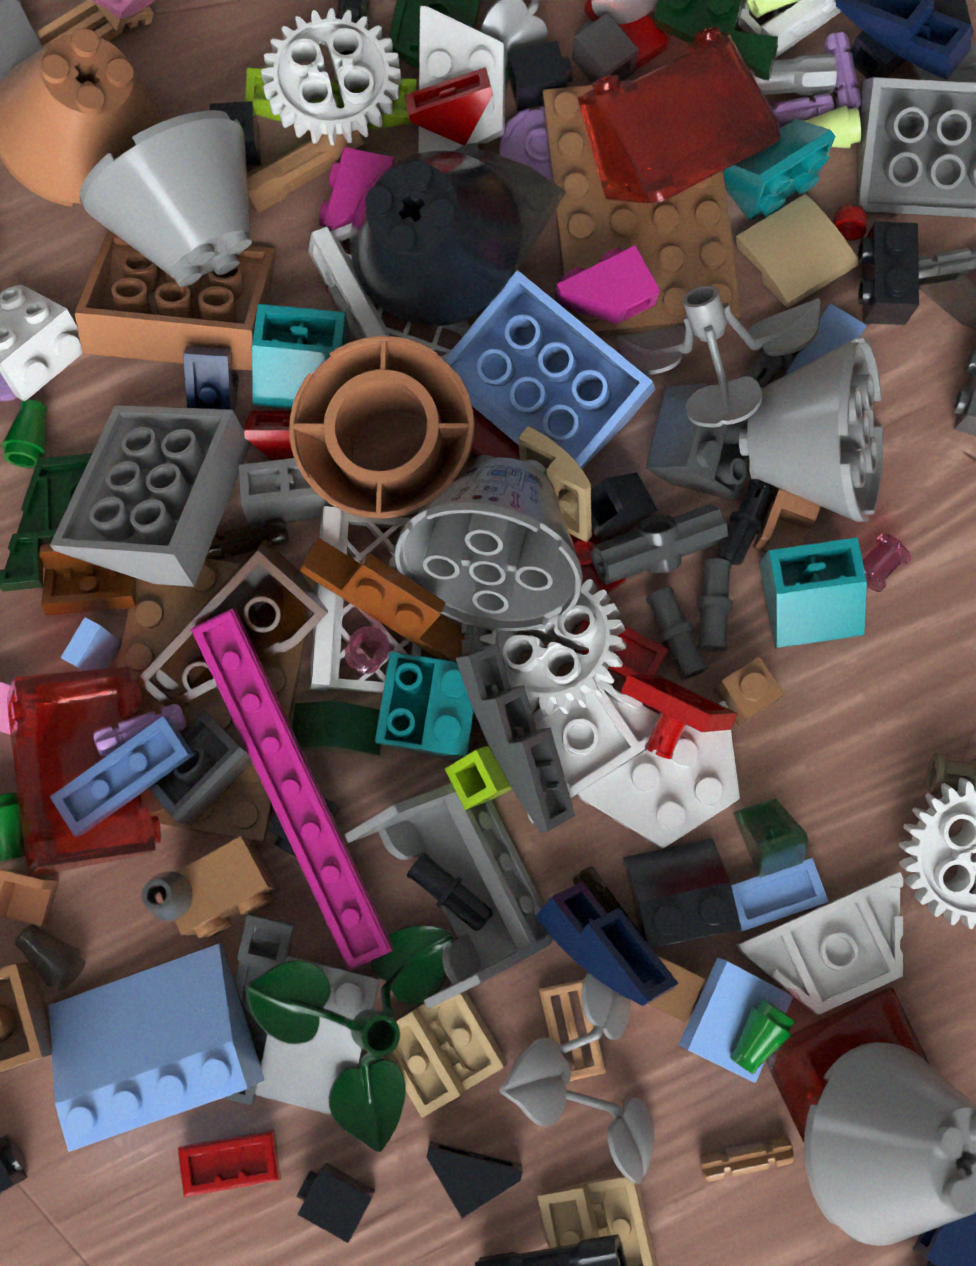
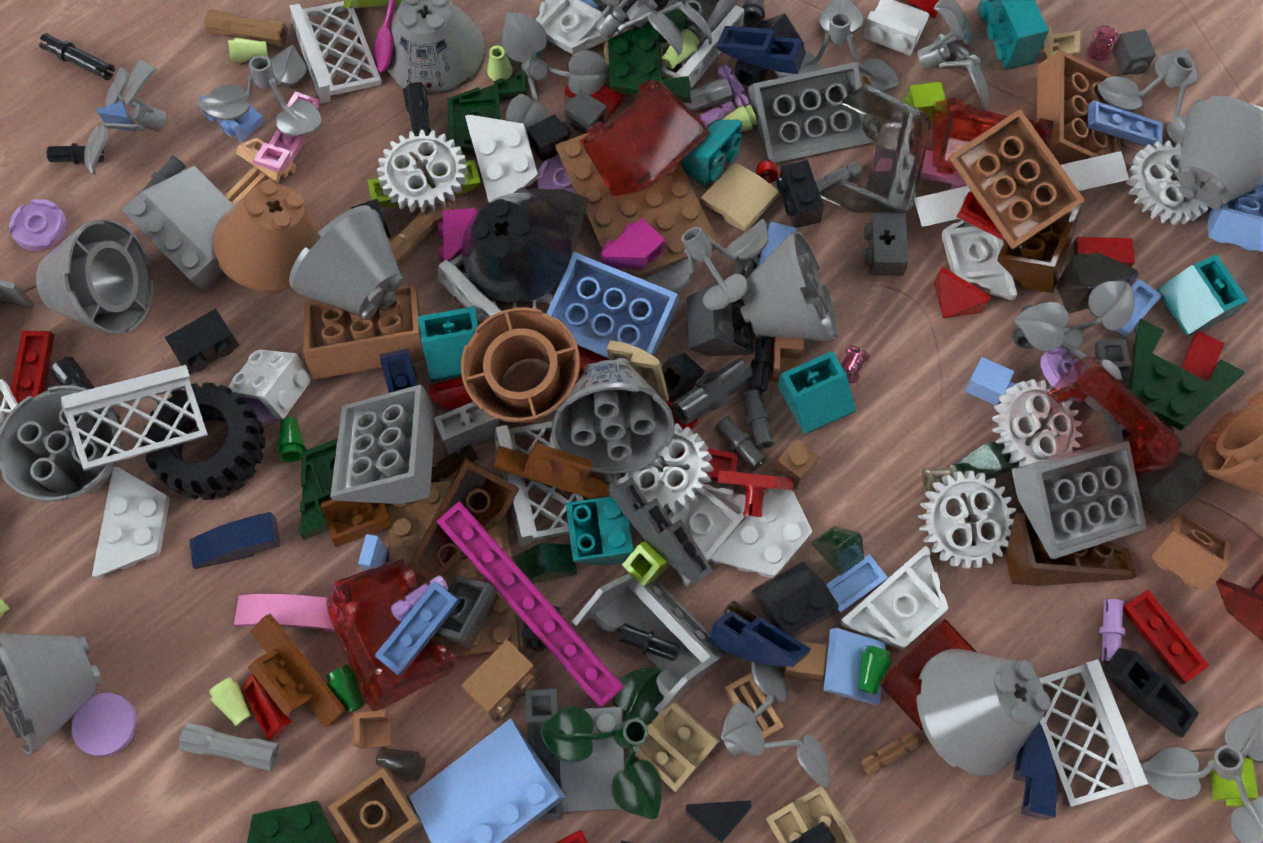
camera: 15 degrees left, 10 degrees down
(178, 896) = (475, 694): dark grey cone -> none
(374, 638) = (551, 498): clear pink bush -> none
(452, 105) = (503, 168): red slope -> none

